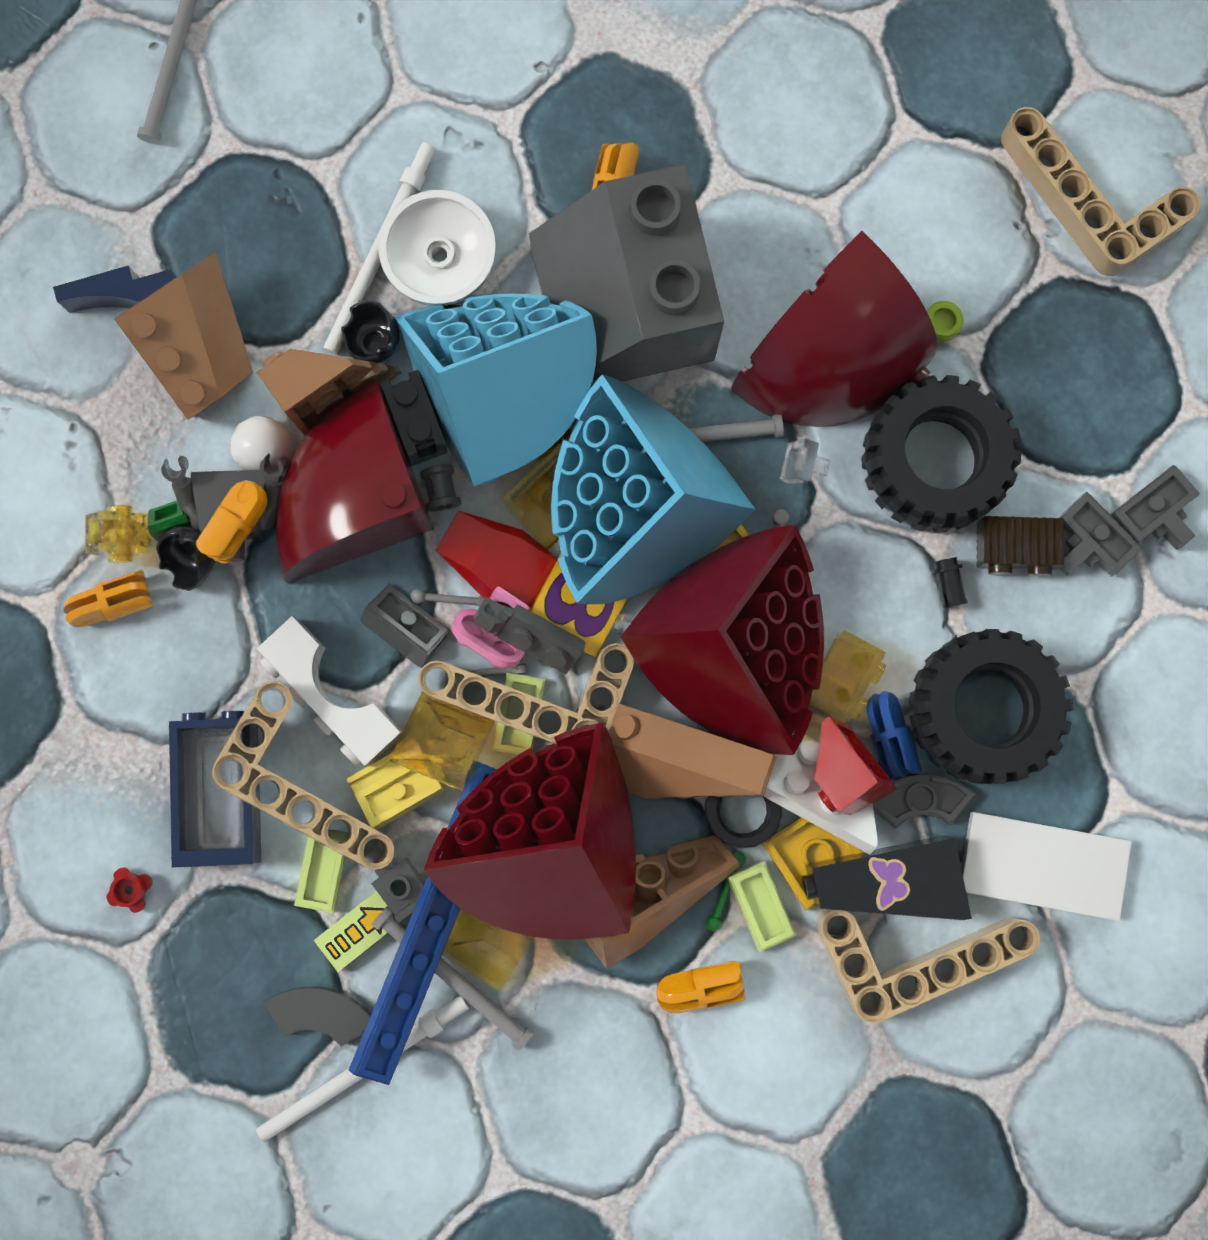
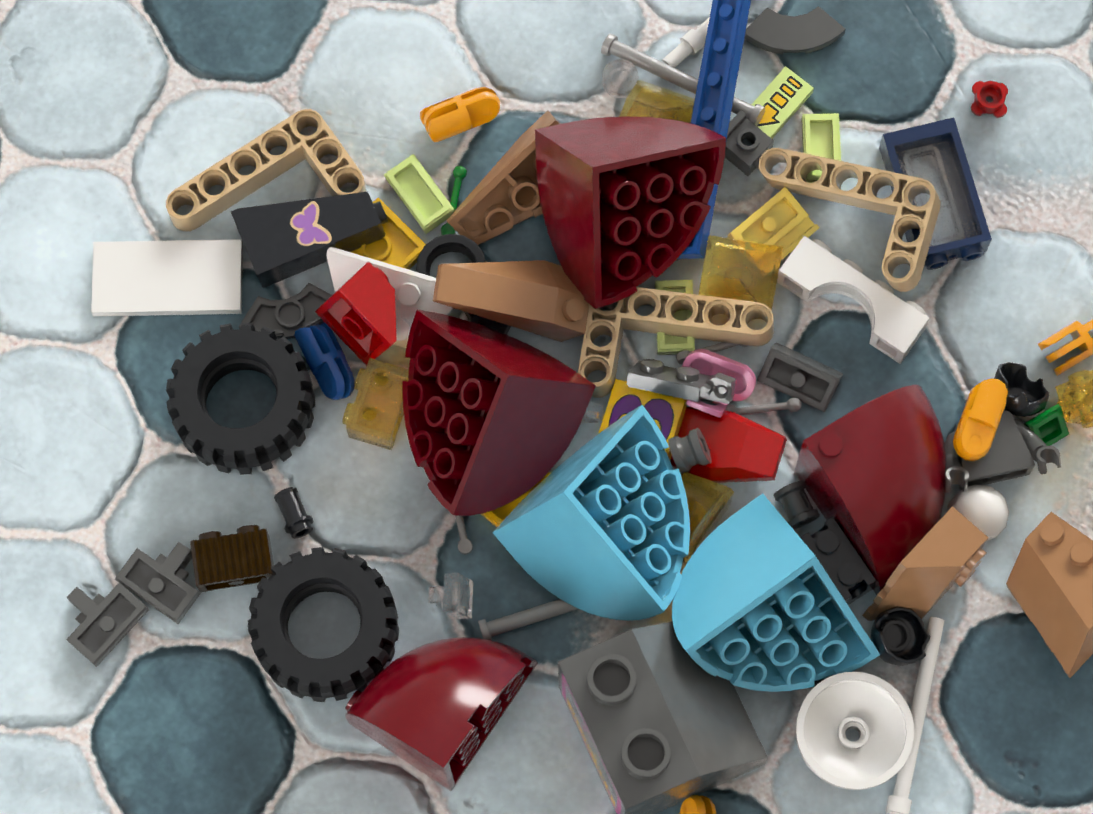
camera: 170 degrees right, 10 degrees down
(537, 554) = (689, 450): none -> dark grey wheel
(946, 320) = (340, 768): lime tile -> none

